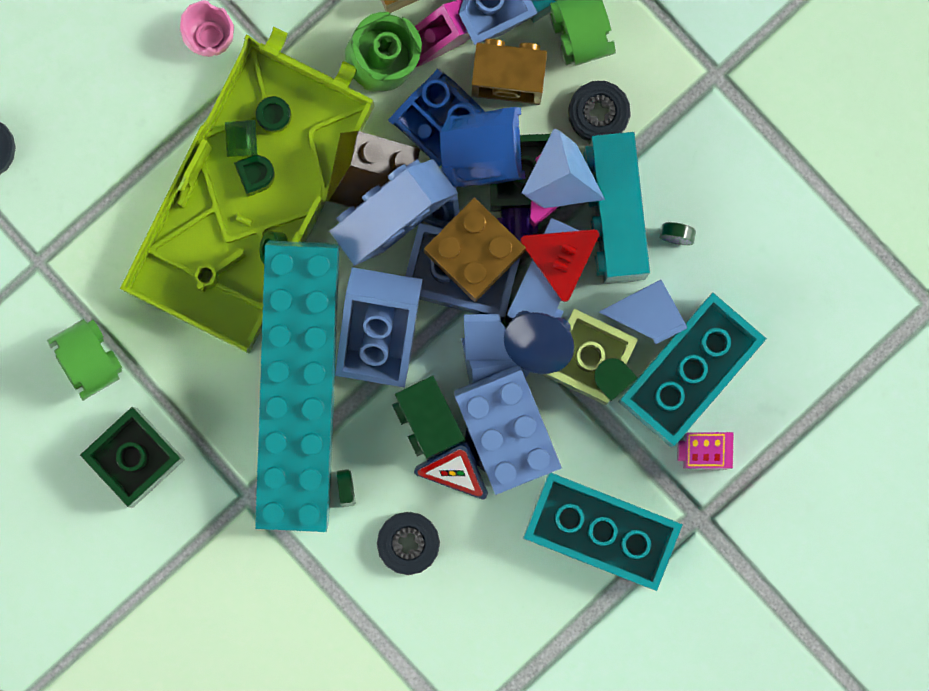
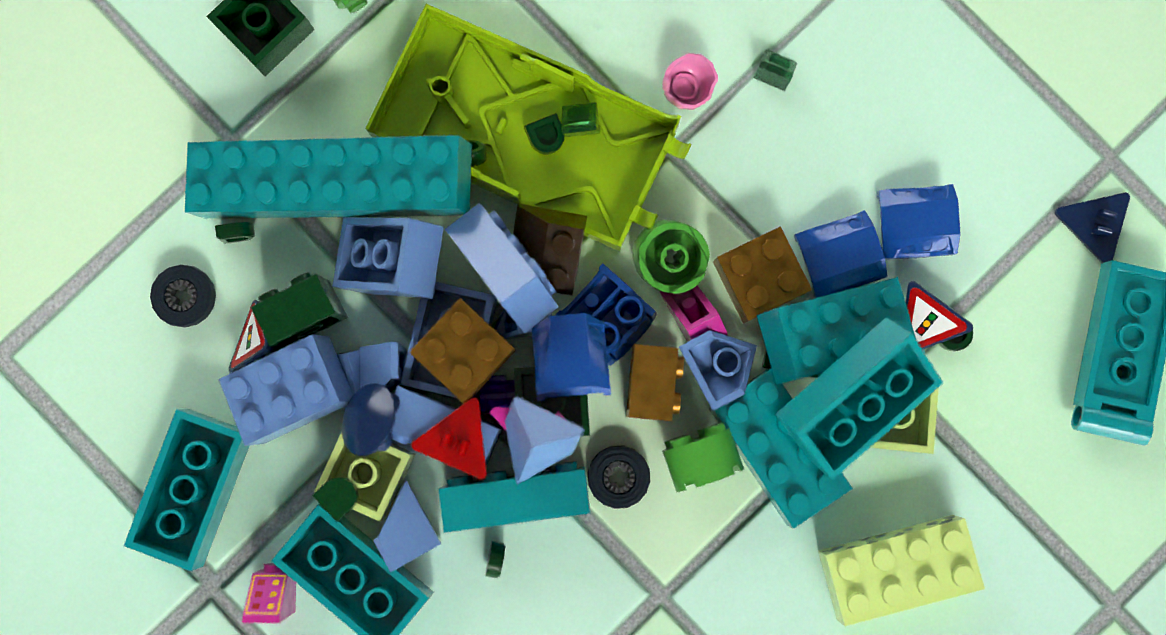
camera: 90 degrees right, 0 degrees up
(273, 114) = (605, 150): dark green tile -> none

